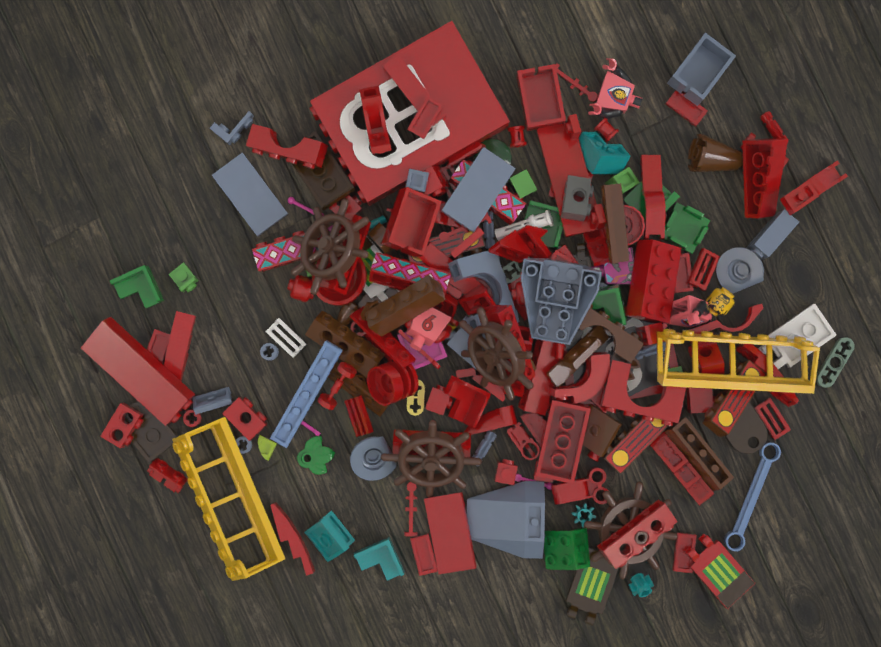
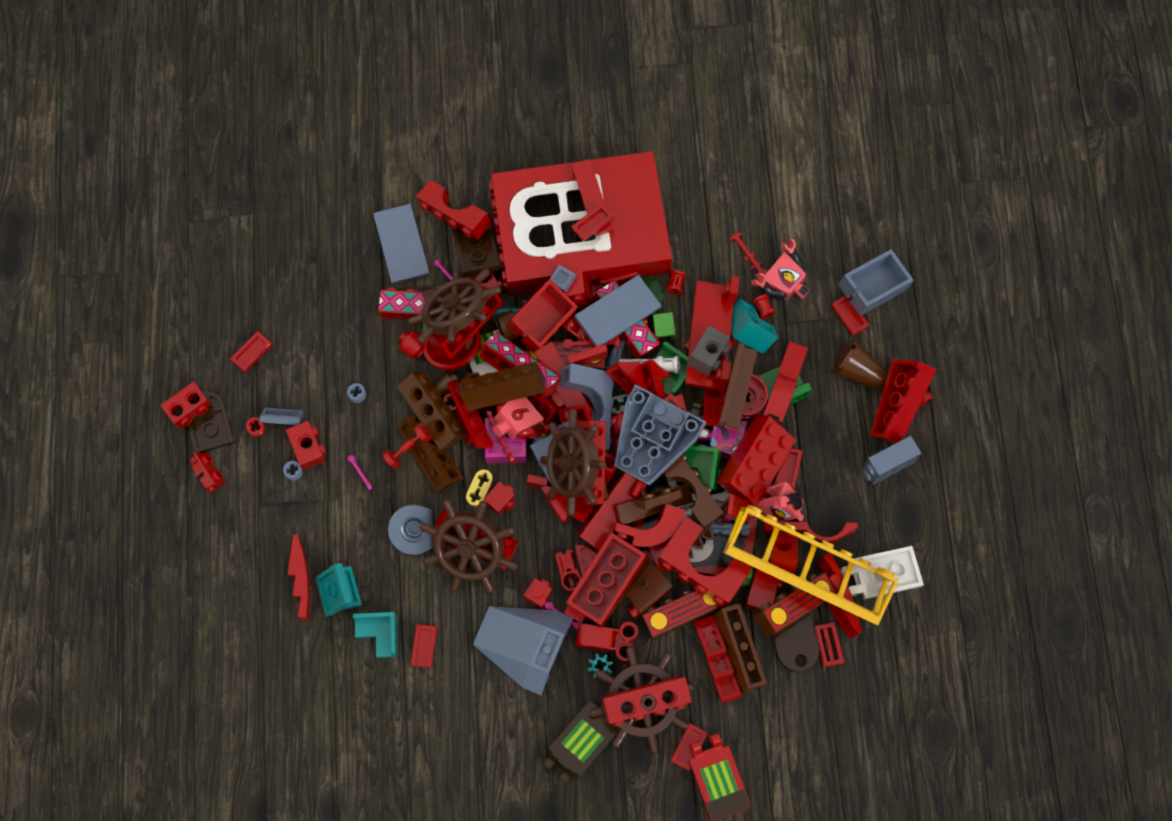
camera: 25 degrees right, 15 degrees down
(138, 371) = (224, 362): red brick -> none
(139, 281) = (262, 282): green panel -> none
(179, 343) = (269, 358): red slope -> none
(184, 278) = (306, 295): bright green bracket -> none
(235, 135) = (409, 185): sand blue bracket -> none
(245, 491) = (276, 515): yellow window -> none
(266, 446) = (314, 481): lime tile -> none
(290, 352) = (371, 371): white tile -> none
(306, 394) = (374, 443): medium blue tile -> none
(318, 456) = (361, 507): green plate -> none
(359, 416) = (416, 484): red tile -> none
(375, 120) = (544, 206): red arch -> none
(390, 383) = (461, 460): red wheel -> none
(411, 487) = (439, 575): red piece -> none
(450, 533) = (458, 633): red tile -> none
(469, 401) = (530, 509): red panel -> none
(485, 445) = (526, 562): sand blue axle -> none
(494, 419) = (549, 539): red piece -> none
(540, 97) = (711, 253): red piece -> none
(566, 549) = (569, 693): green bracket -> none
(626, 178) = (765, 360): bright green bracket -> none
(641, 585) = (631, 761): teal gear -> none
(685, 227) = (807, 424): green panel -> none
(697, 284) = (799, 482): red tile -> none
(720, 301) = (816, 508): yellow head -> none
(739, 269) = (846, 484): sand blue hat -> none
(752, 496) = (780, 715): medium blue piece -> none
(772, 126) = (925, 353): red axle -> none
(812, 188) = (949, 433): red piece -> none
(832, 377) = (897, 617): sand green beam -> none

